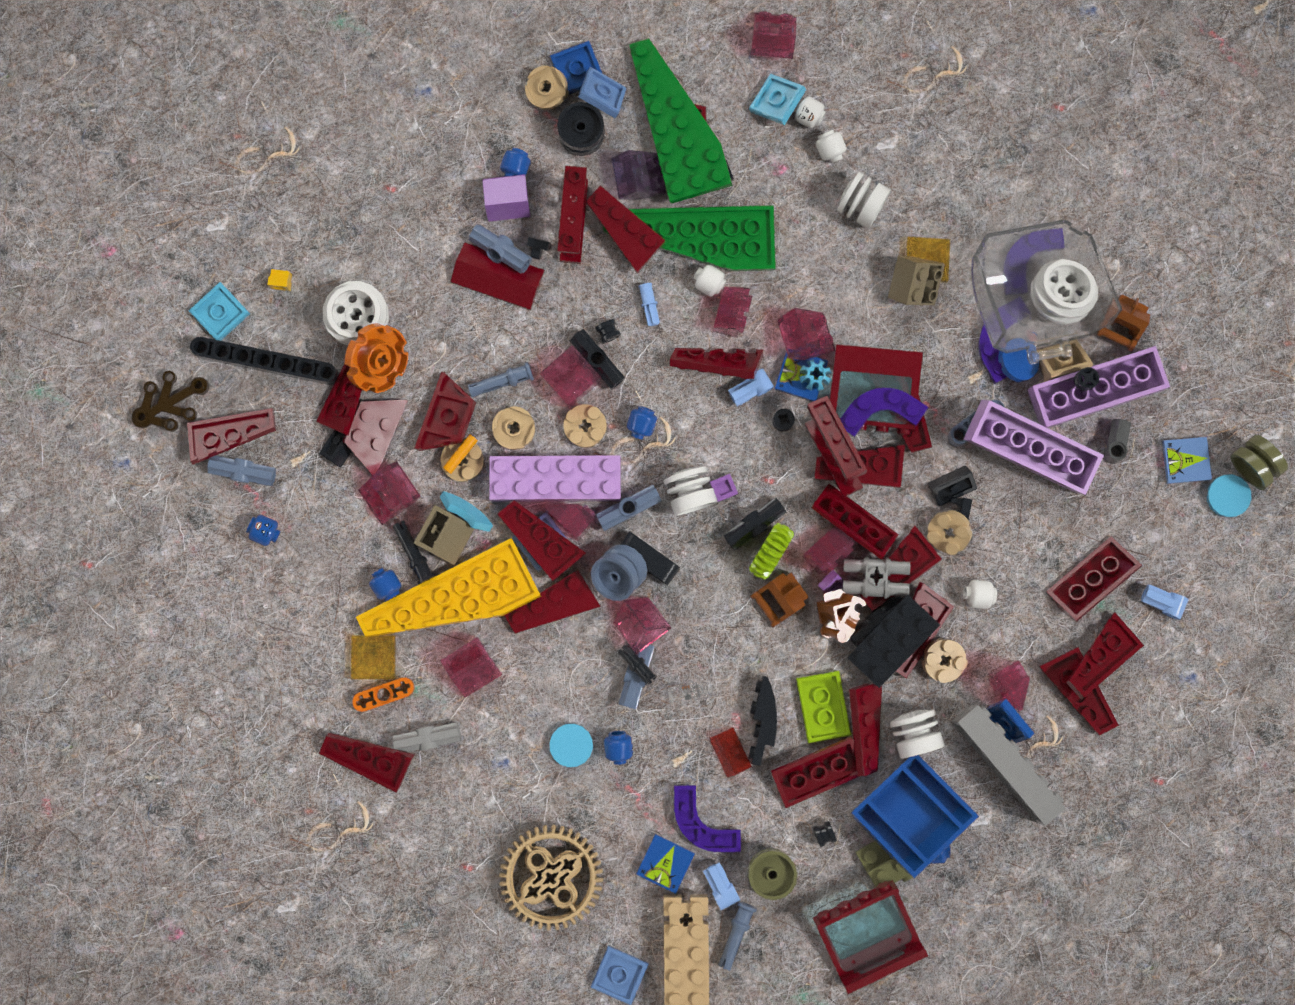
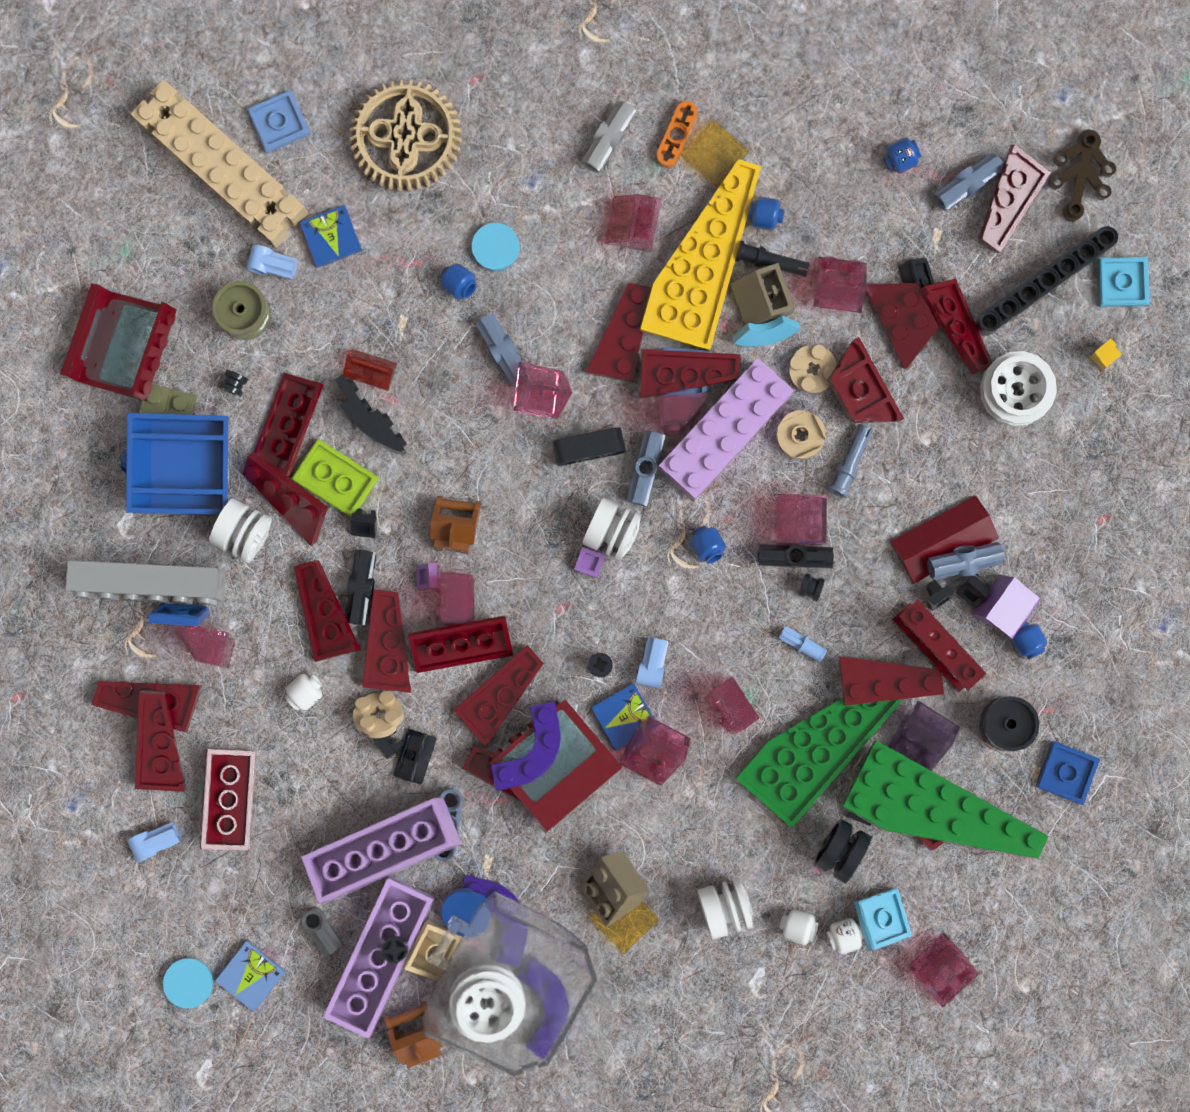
camera: 135 degrees right, 0 degrees up
(370, 760) = (635, 74): dark red wing -> none
(376, 358) = (963, 370): orange piece -> none
(460, 454) = (818, 369): light orange piece -> none
(514, 226) = (974, 591): none -> black tile
(535, 84) = (1061, 735): tan plate -> none
(595, 432) = (752, 509): tan plate -> none
(602, 92) = (1025, 771): medium blue tile -> none
(619, 572) = (598, 408): sand blue wheel -> none
(637, 664) = (509, 354): black pin -> none
(697, 832) = (330, 284): dark purple plate -> none
(709, 280) = (776, 712): white head -> none
(717, 361) = (686, 665): dark red wing -> none
(740, 925) = (226, 250): sand blue pin -> none
(754, 523) = (536, 560): black piece -> none
(759, 159) = (843, 851): none -> black wheel
(771, 551) = (499, 550): lime gear -> none
(809, 378) = (612, 732): medium azure piece -> none
(835, 446) = (536, 681): dark red fence -> none
(836, 657) = (363, 524): none -> black tile
(838, 612) = (395, 556): piece -> none
(884, 587) = (383, 615): light grey pin -> none
(893, 640) = (332, 581): black plate -> none
(932, 658) = (265, 611): tan plate -> none
(1259, 462) = (190, 1032): olive wheel -> none

